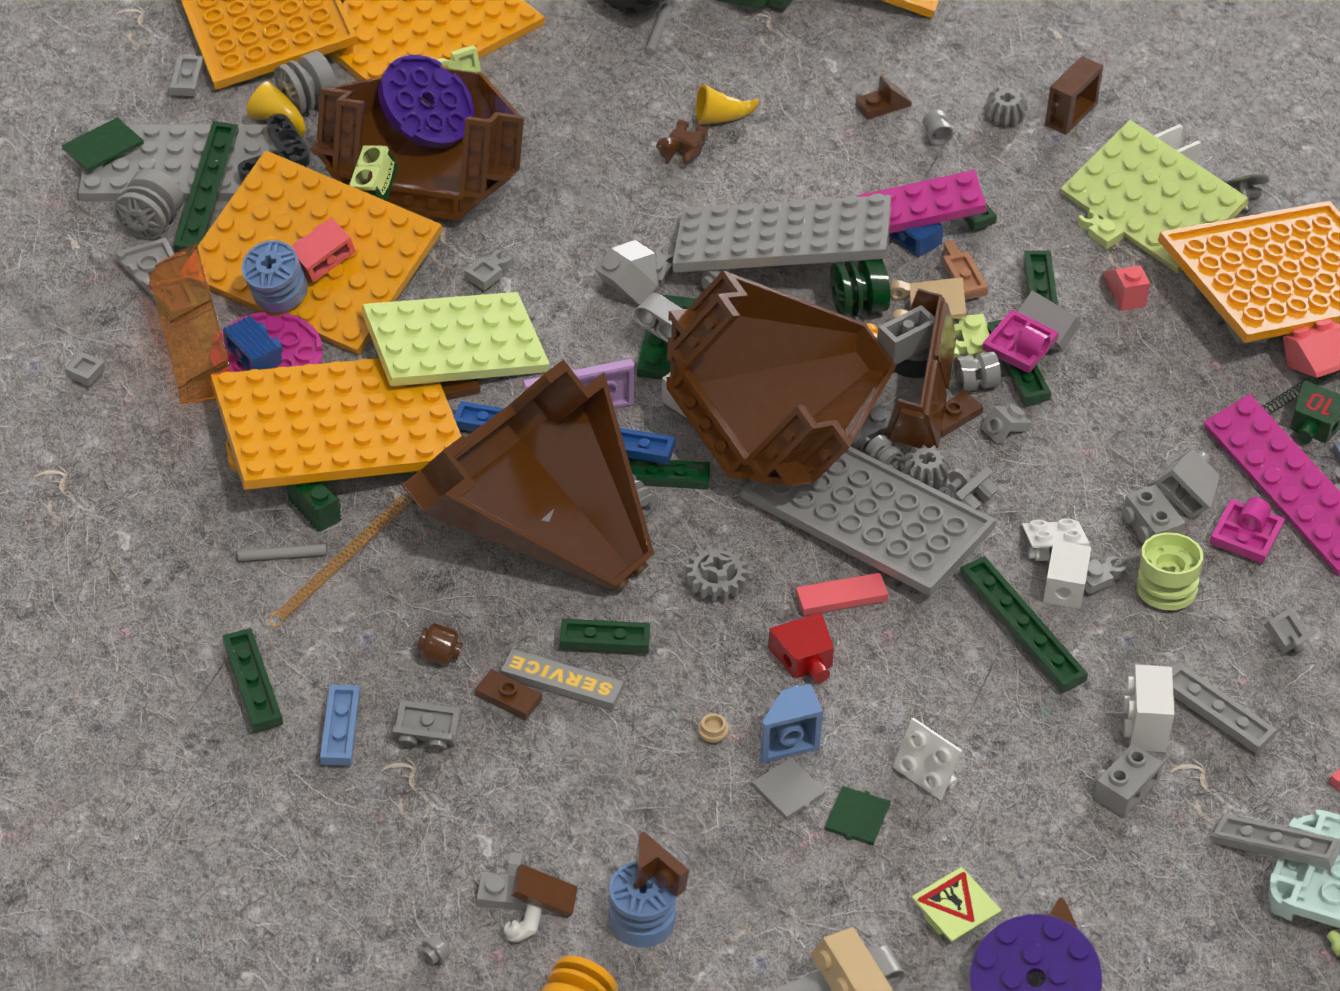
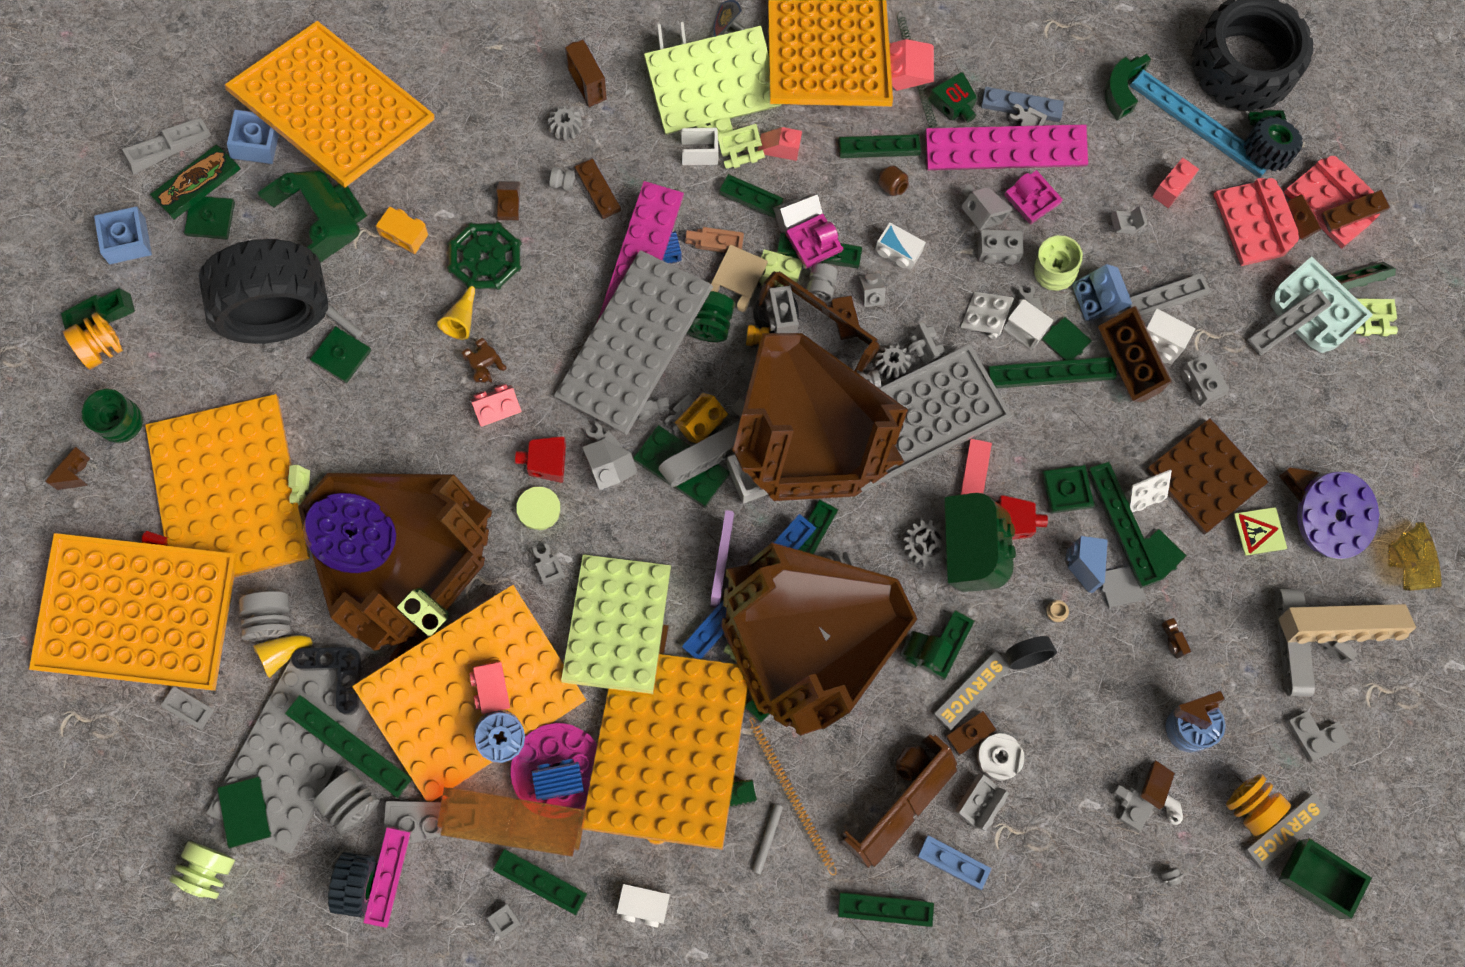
camera: 70 degrees left, 25 degrees up
(33, 132) = (201, 870): none -> yellowish green wheel
(66, 234) = (351, 884): none -> black wheel
(88, 263) = (387, 877): none -> dark pink plate
(139, 382) = (540, 882): none -> dark green plate
(156, 468) = (643, 904): none -> white brick
(386, 649) = (911, 803): none -> reddish brown piece
(494, 743) = (1011, 750): none -> white plate
(548, 243) = (538, 508): none -> yellowish green tile
(578, 604) = (925, 651): none -> dark green brick
(607, 225) = (544, 458): none -> red torso
(618, 46) = (340, 355): none -> dark green plate
(626, 711) = (1030, 652): none -> black tyre
(641, 170) = (496, 404): none -> coral bracket
(740, 600) = (978, 542): none -> dark green brick
(746, 860) = (1176, 642): none -> reddish brown plate
(785, 33) = (402, 229): none -> light orange brick
(818, 105) = (480, 245): none -> dark green plate
(864, 759) = (1125, 525): none -> dark green plate
(879, 687) = (1067, 489): none -> dark green plate
(953, 158) = (597, 188): none -> reddish brown plate
(998, 831) = (1208, 476): none -> reddish brown plate
(1057, 226) = (699, 136): none -> white piece
(1078, 427) = (899, 246): none -> white brick
(1082, 629) = (1066, 340): none -> dark green piece
(1095, 685) = (1135, 355): none -> reddish brown slope
(1099, 248) = (740, 140): none -> yellowish green plate
(1159, 393) = (893, 180): none -> reddish brown head
(1169, 636) = (1101, 293): none -> medium blue slope
(1197, 371) = (879, 146): none -> dark green tile

